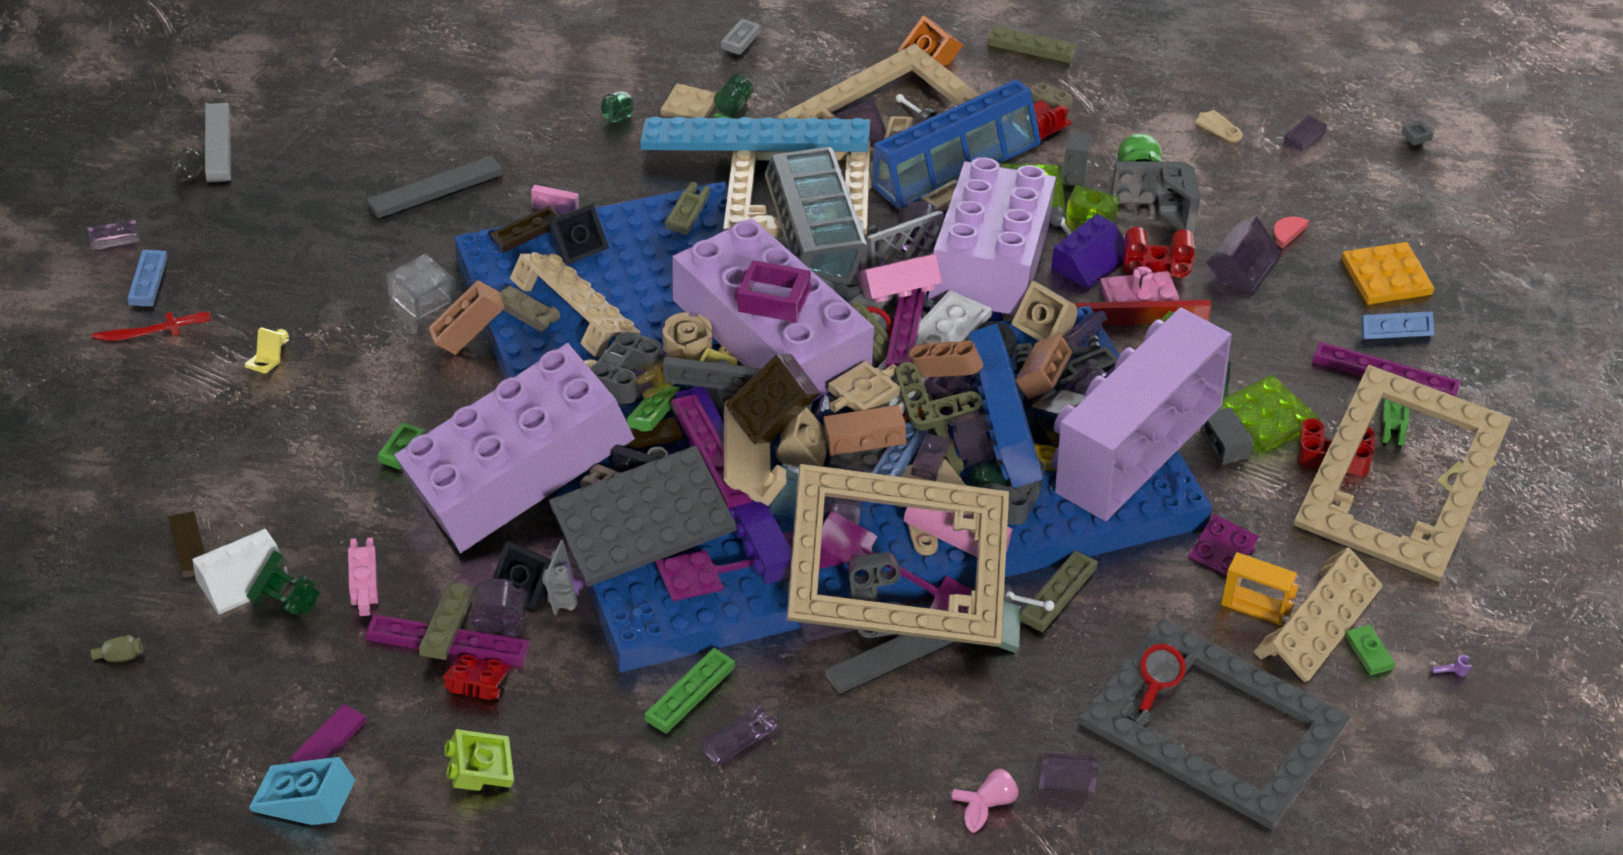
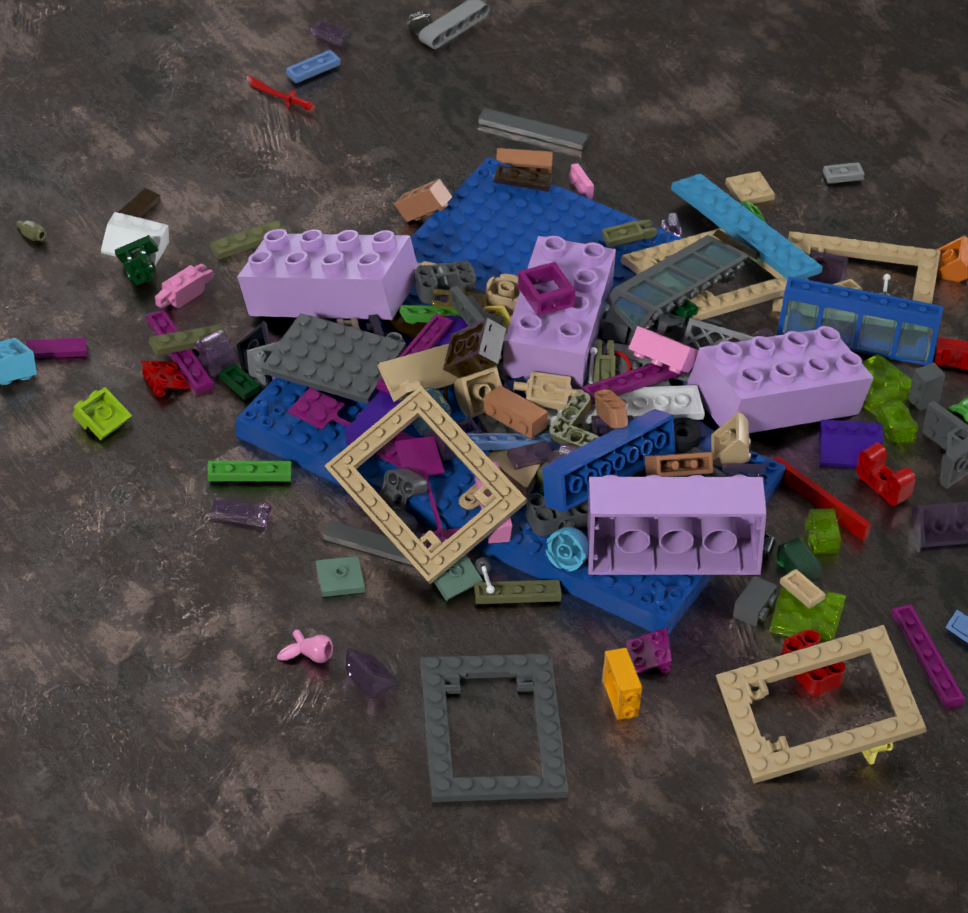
camera: 50 degrees right, 0 degrees up
(268, 349) = (316, 142): light yellow bracket -> none
(342, 485) = (243, 240): none -> olive plate
(421, 286) = (437, 165): clear brick -> none
(488, 214) = (526, 159): none -> nougat brick
(528, 309) = (458, 217): dark tan plate -> none
(551, 619) = (240, 381): none -> dark green plate
(577, 234) = (541, 199): black slope -> none
(603, 317) = (489, 230): tan bracket -> none
(617, 105) = (701, 157): clear green head -> none
(684, 179) = (673, 224): none -> clear purple tile
(733, 95) = (779, 200): clear green wheel -> none
(786, 147) = (729, 240): none -> dark brown tile
(907, 711) = (340, 576): none -> sand green plate
(1058, 218) = (866, 415): dark grey hinge -> none
(1076, 510) = (567, 548): none -> medium azure cylinder
(1139, 287) = (849, 489): bright pink plate -> none
(1161, 669) = (500, 673): piece -> none
(1249, 393) = (802, 588): none -> tan plate
(1324, 615) = (644, 732): tan bracket -> none
(1370, 650) = (642, 774): bright green plate -> none
(1396, 418) = (877, 685): bright green hinge -> none
(1459, 668) = (679, 827): medium lavender hand -> none

